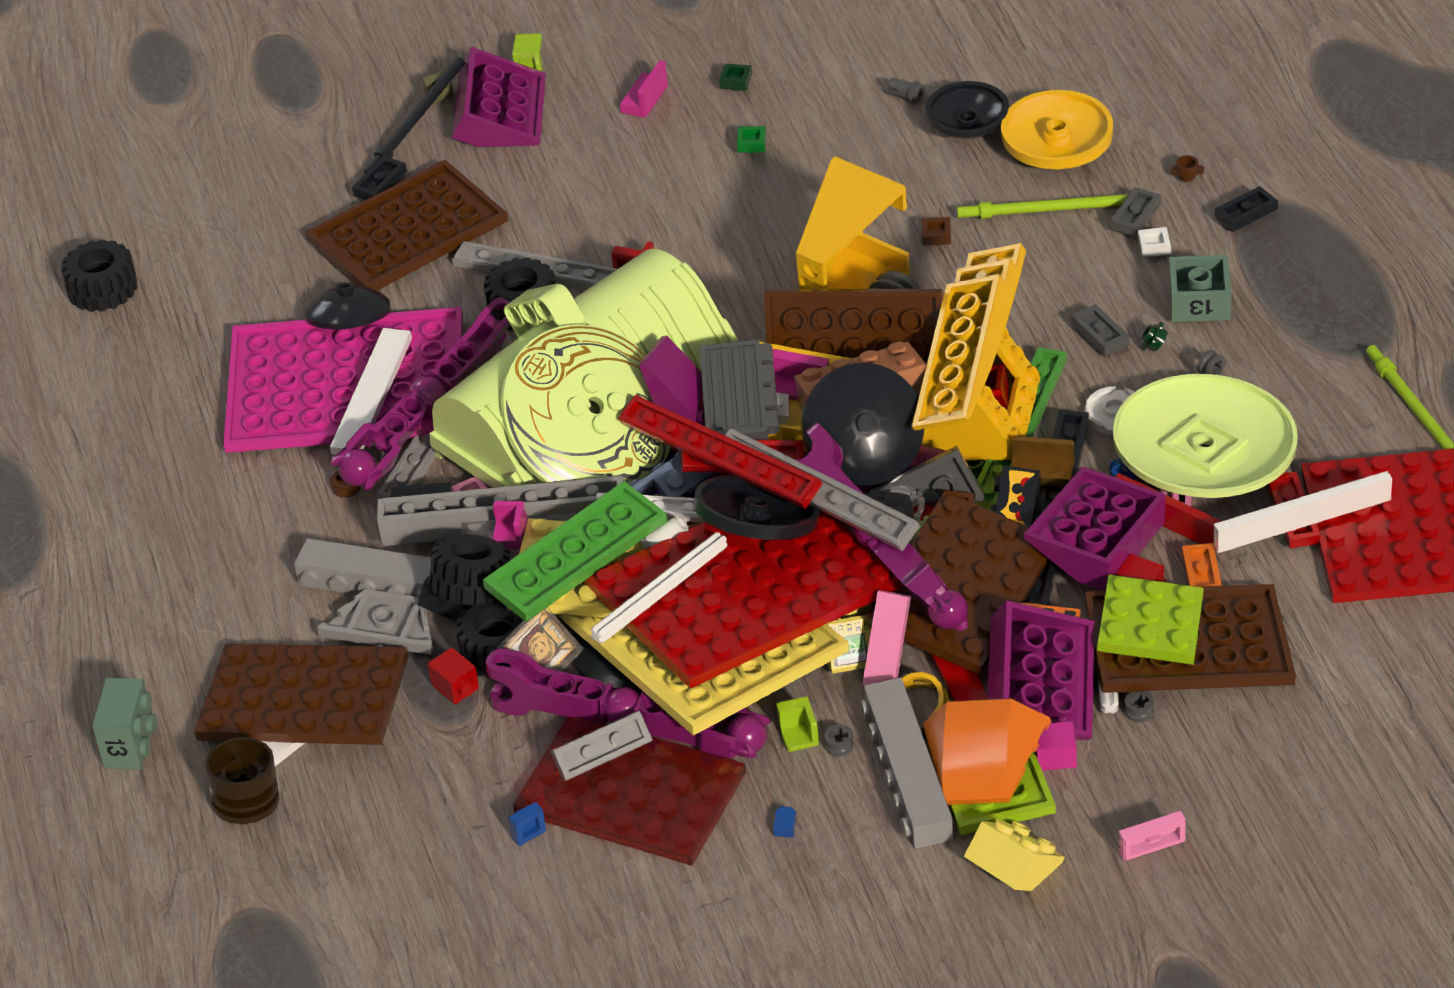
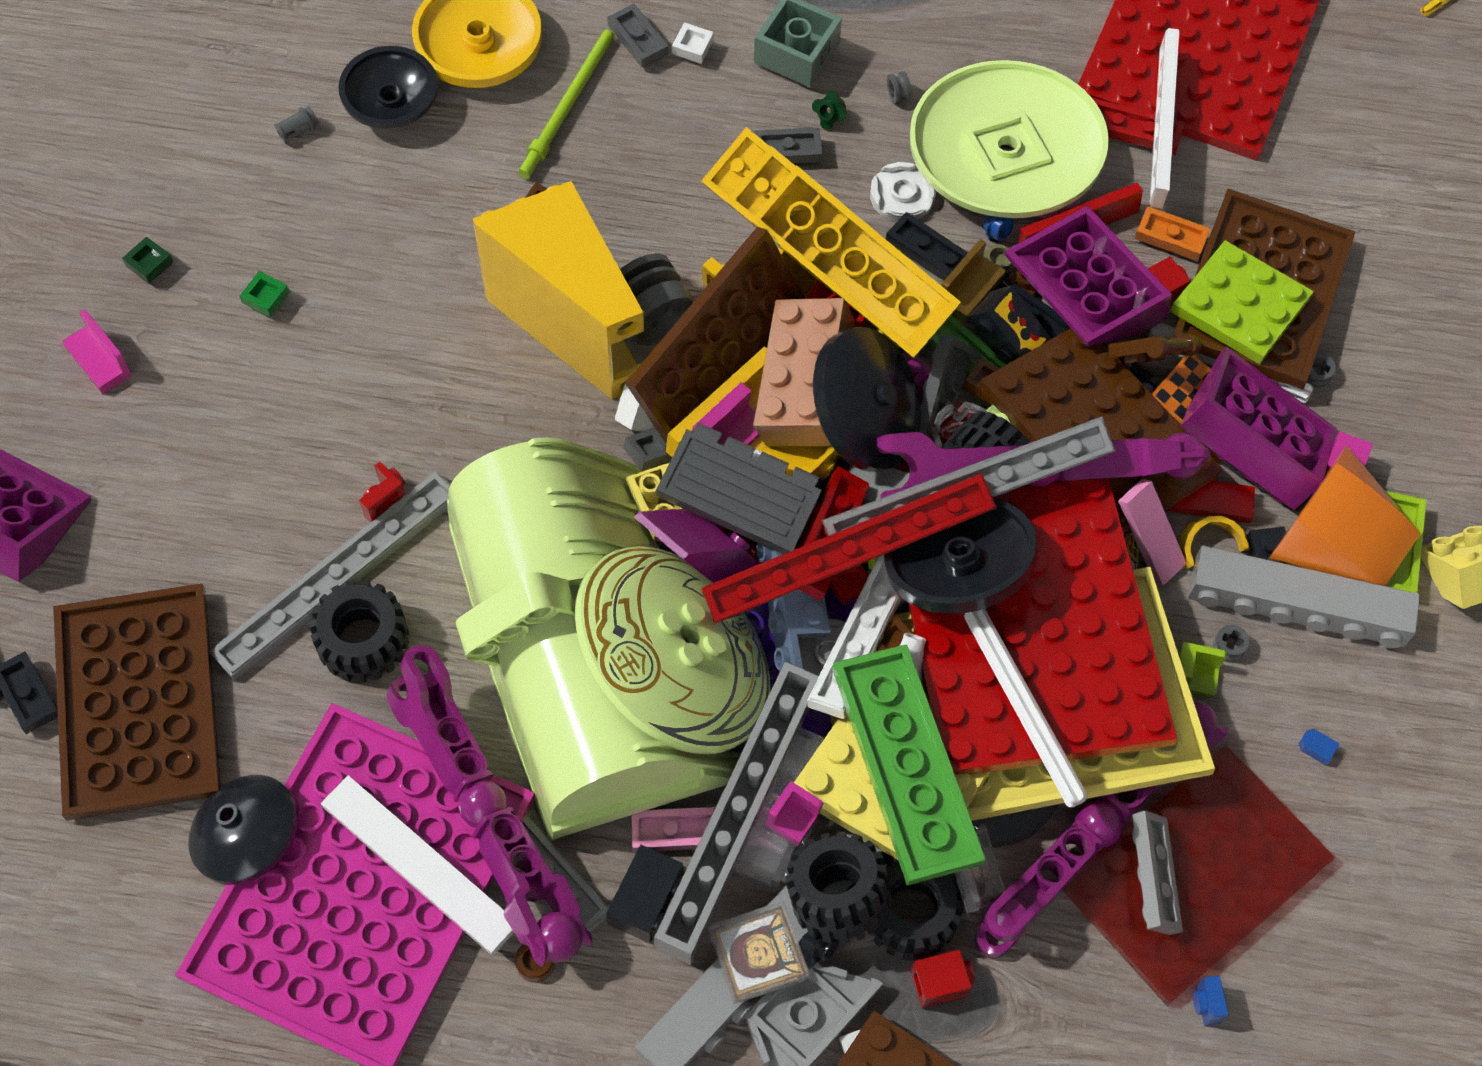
camera: 70 degrees left, 20 degrees up
(402, 565) = (758, 952): none -> clear tile
(1064, 588) = (1154, 348): none -> reddish brown plate

